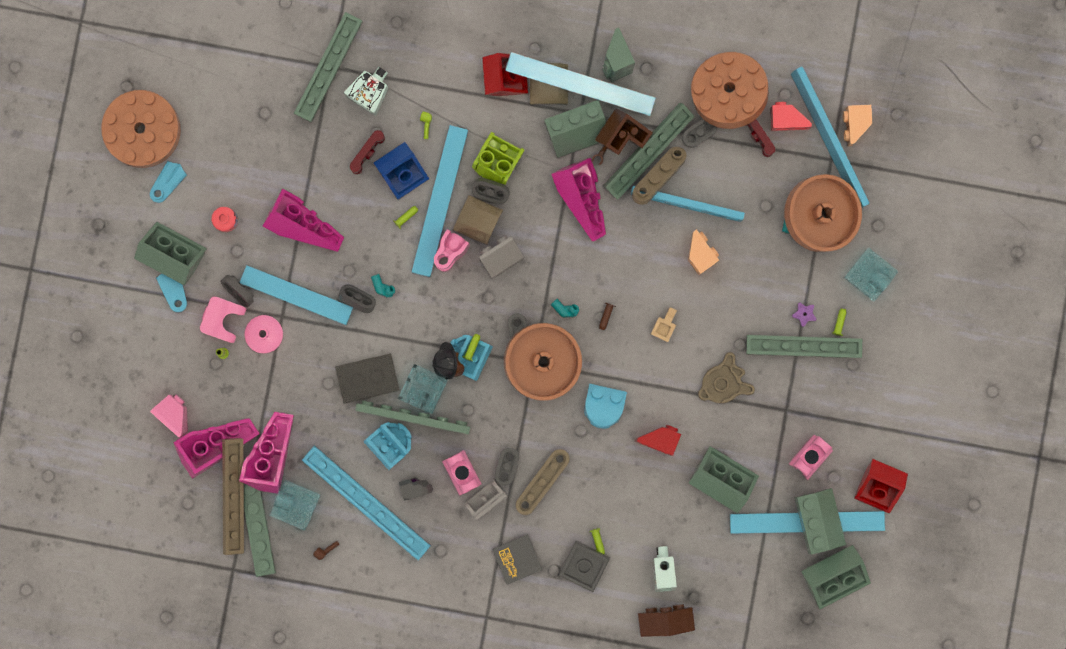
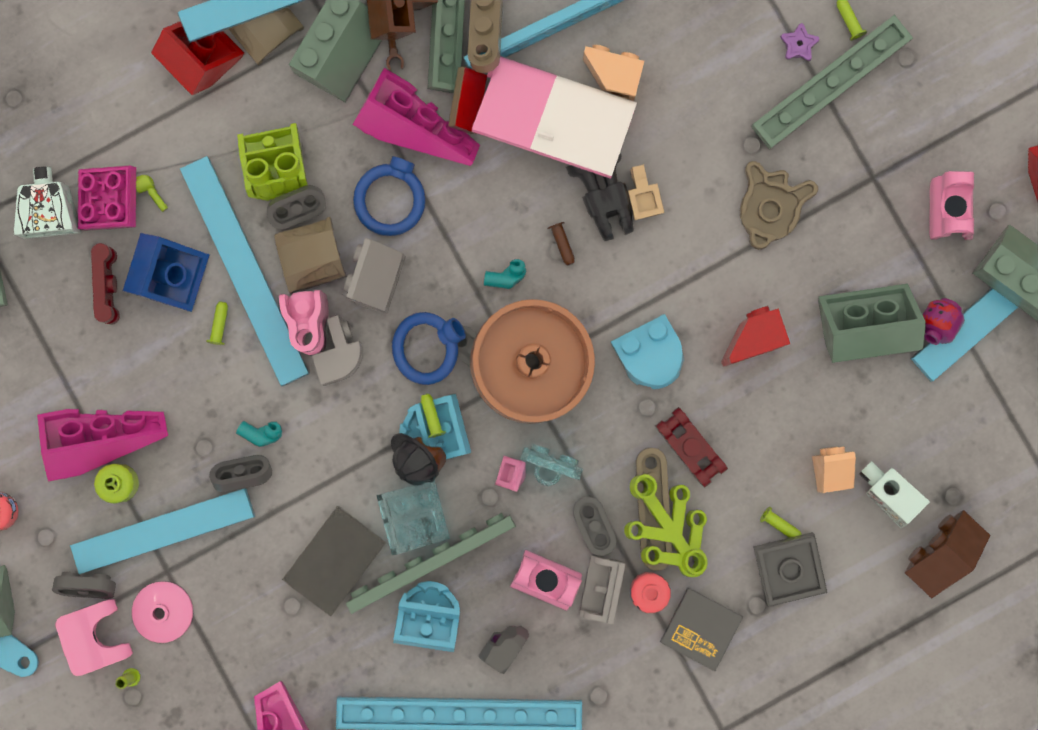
camera: 35 degrees left, 0 degrees up
(298, 259) = (126, 485): none -> lime head
(402, 110) = (107, 198): none -> dark pink tile
(453, 284) = (343, 359): none -> light grey brick
(487, 407) = (511, 473): none -> bright pink slope
(507, 520) = (650, 592): none -> coral head
(508, 410) = (564, 465): none -> clear light blue plate
(514, 314) = (449, 333): none -> blue piece
(542, 498) = (671, 528): none -> lime plant
(556, 214) = (401, 170): none -> blue piece
(585, 467) = (691, 447): none -> dark red plate
(617, 208) = (467, 99): none -> red tile
(645, 535) = (834, 469): none -> light nougat slope
(646, 314) = (605, 202): none -> black piece
(652, 251) = (554, 117): none -> door
(758, 507) = (942, 321): none -> magenta head

